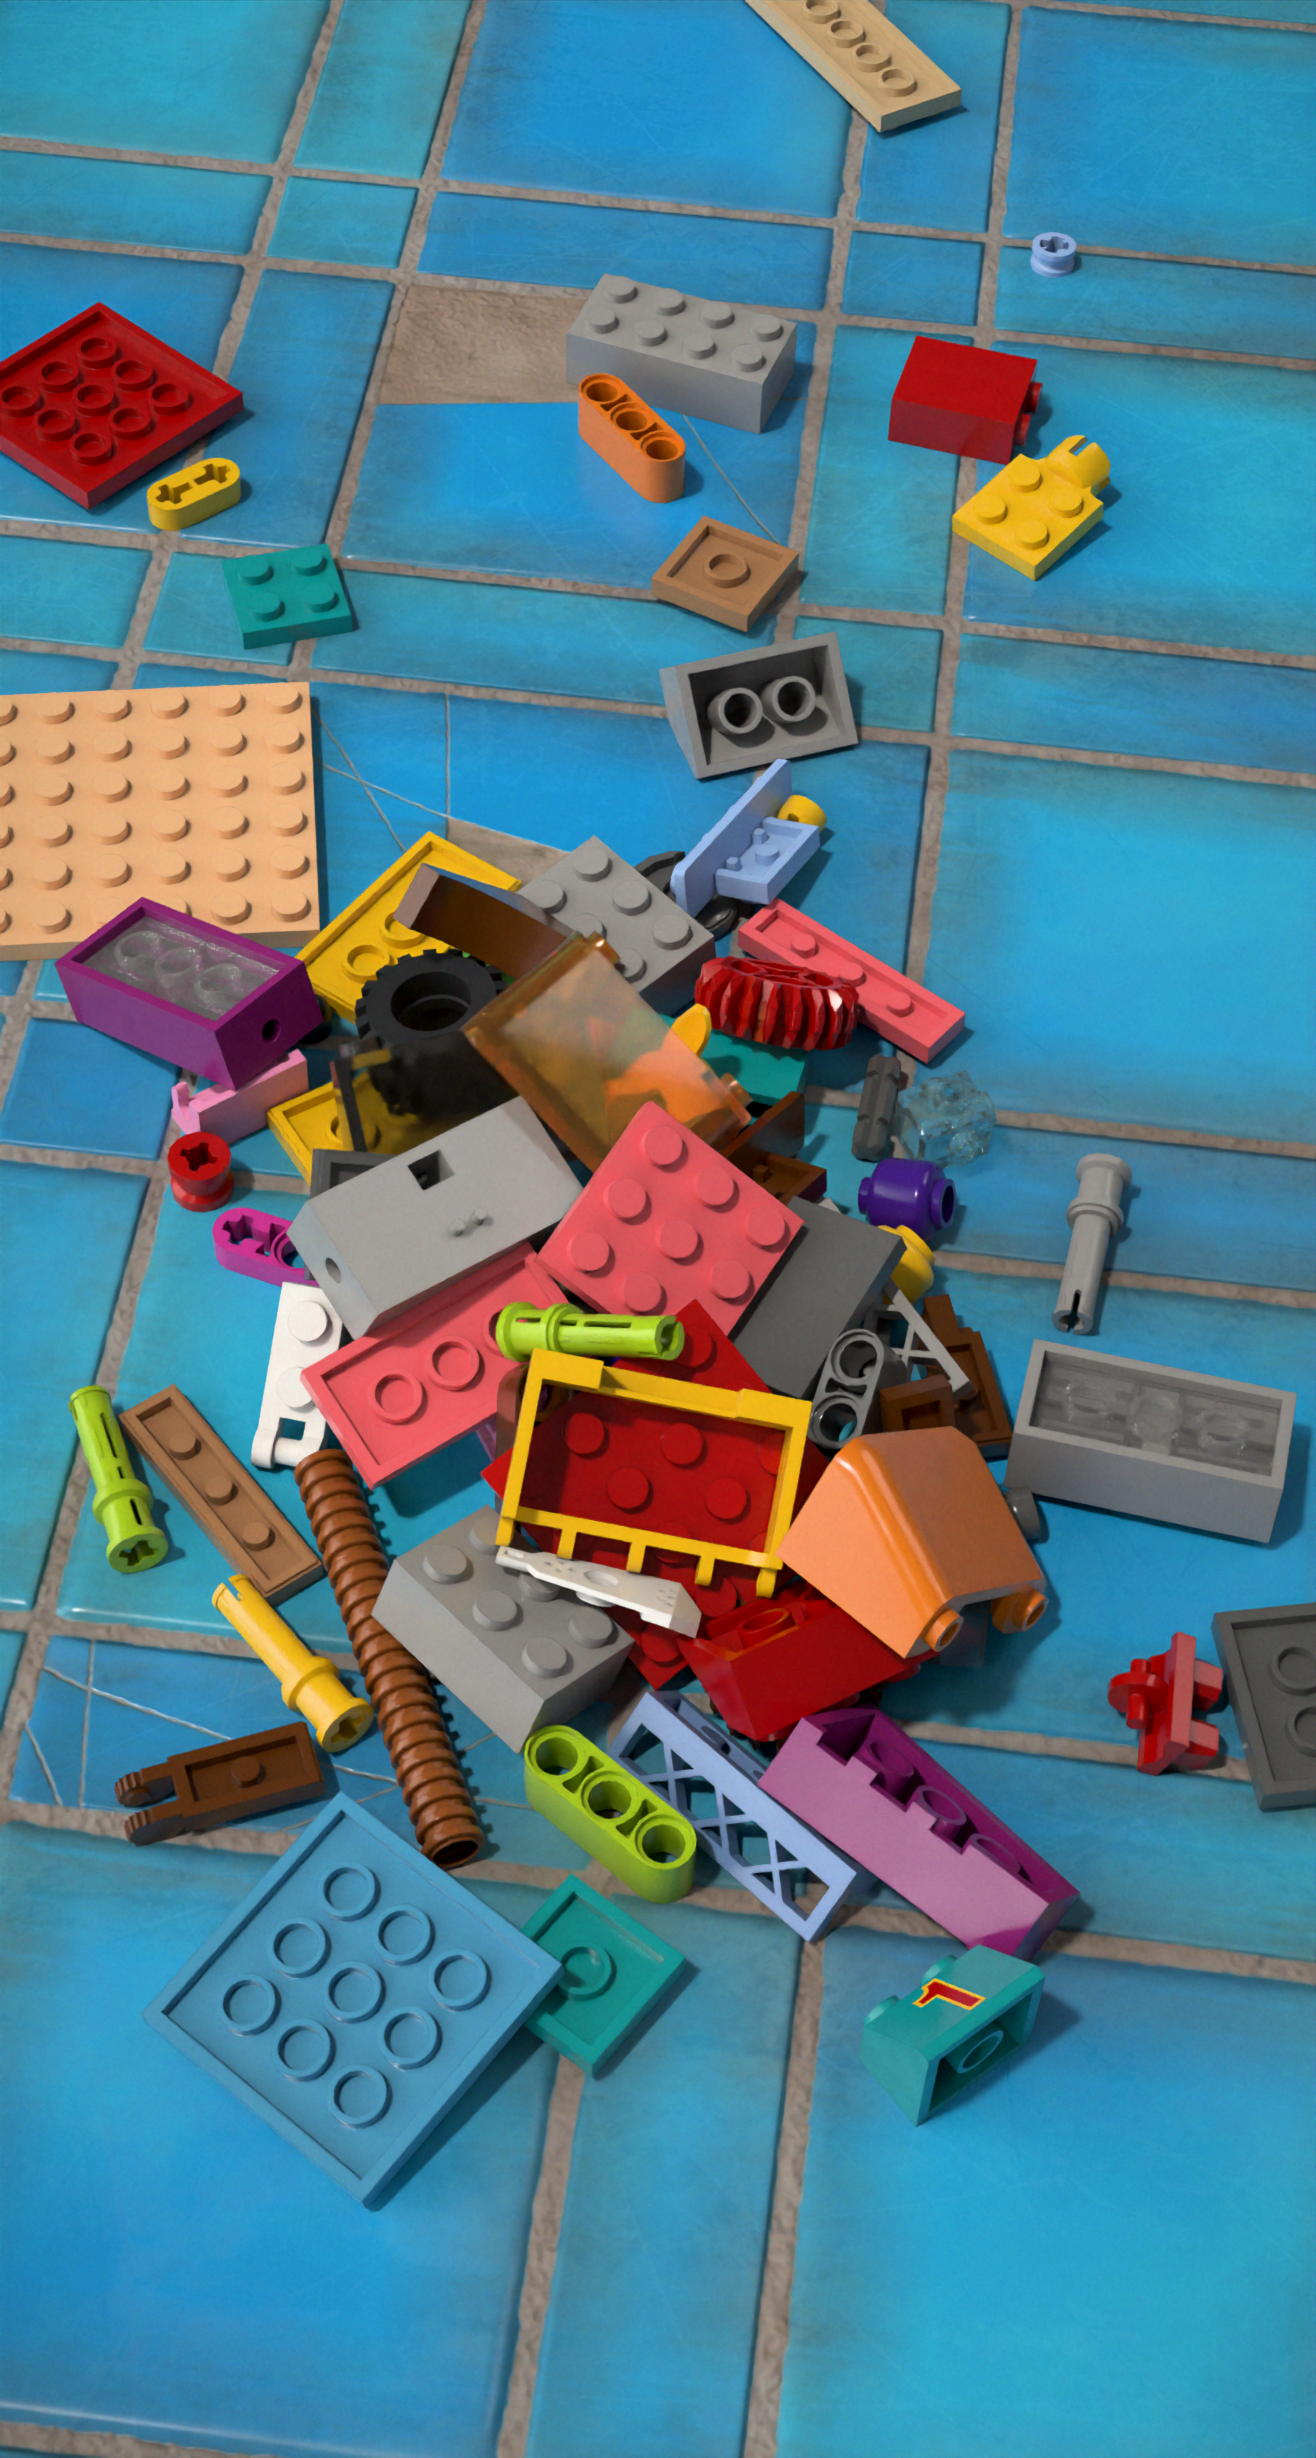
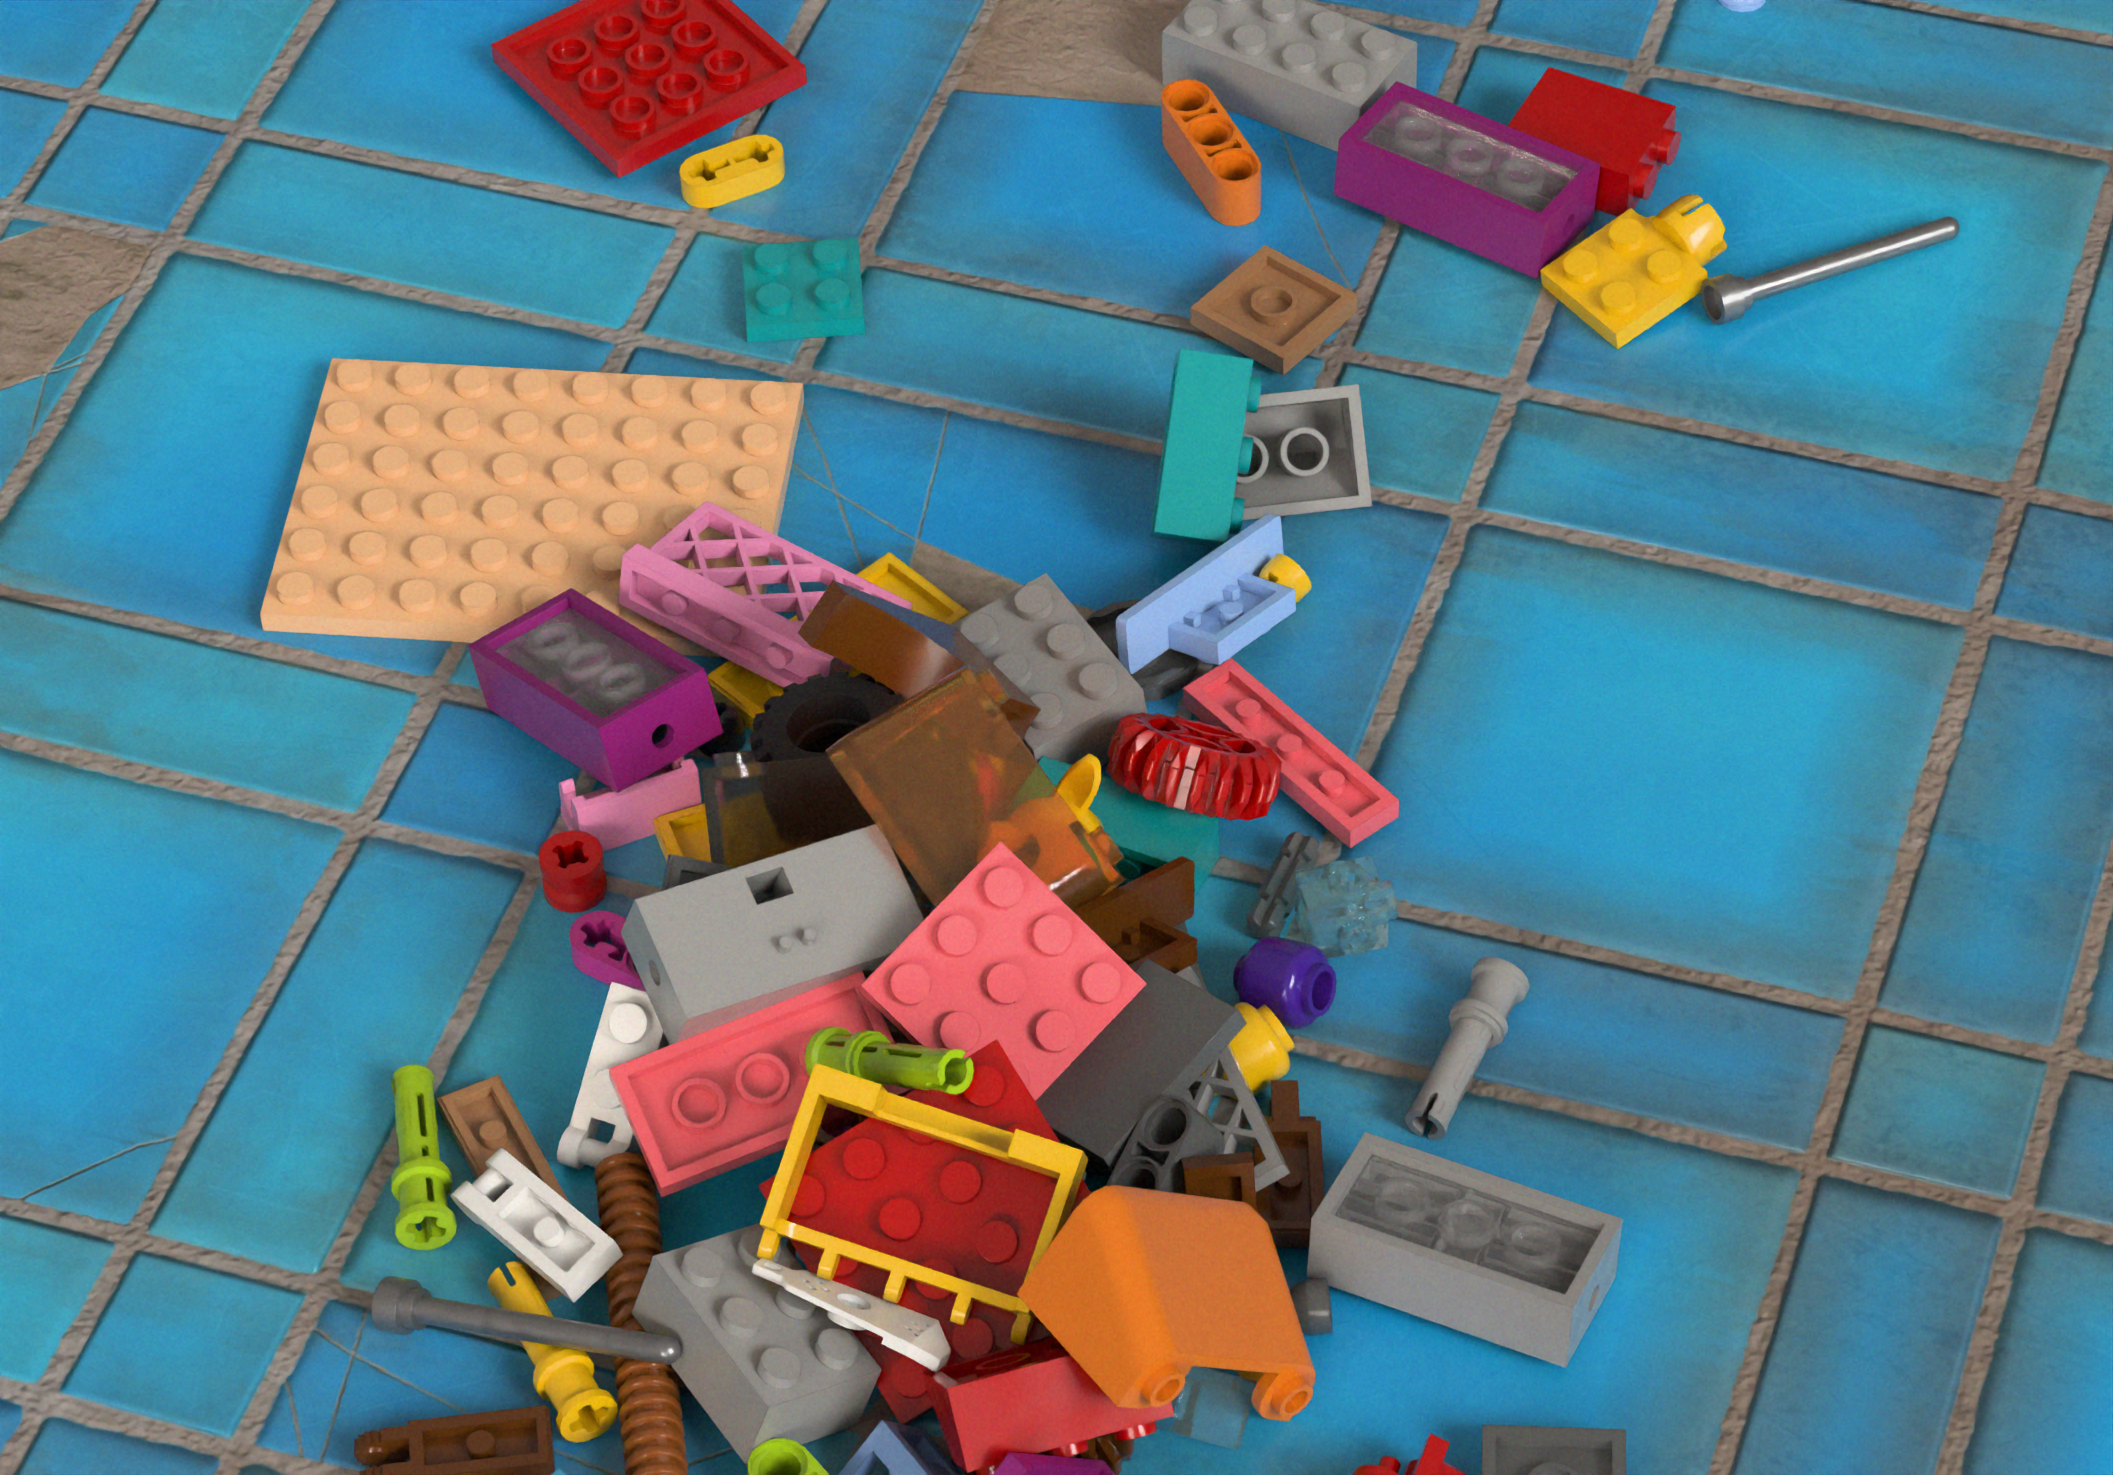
camera: 15 degrees right, 5 degrees down
(136, 1635) = (405, 1306): none -> flat silver piece
(254, 1535) = (538, 1225): none -> white plate
(310, 914) = (730, 623): none -> bright pink fence
(709, 703) = (1204, 448): none -> teal brick
(868, 440) = (1466, 179): none -> magenta brick
(1124, 523) = (1728, 297): none -> flat silver piece

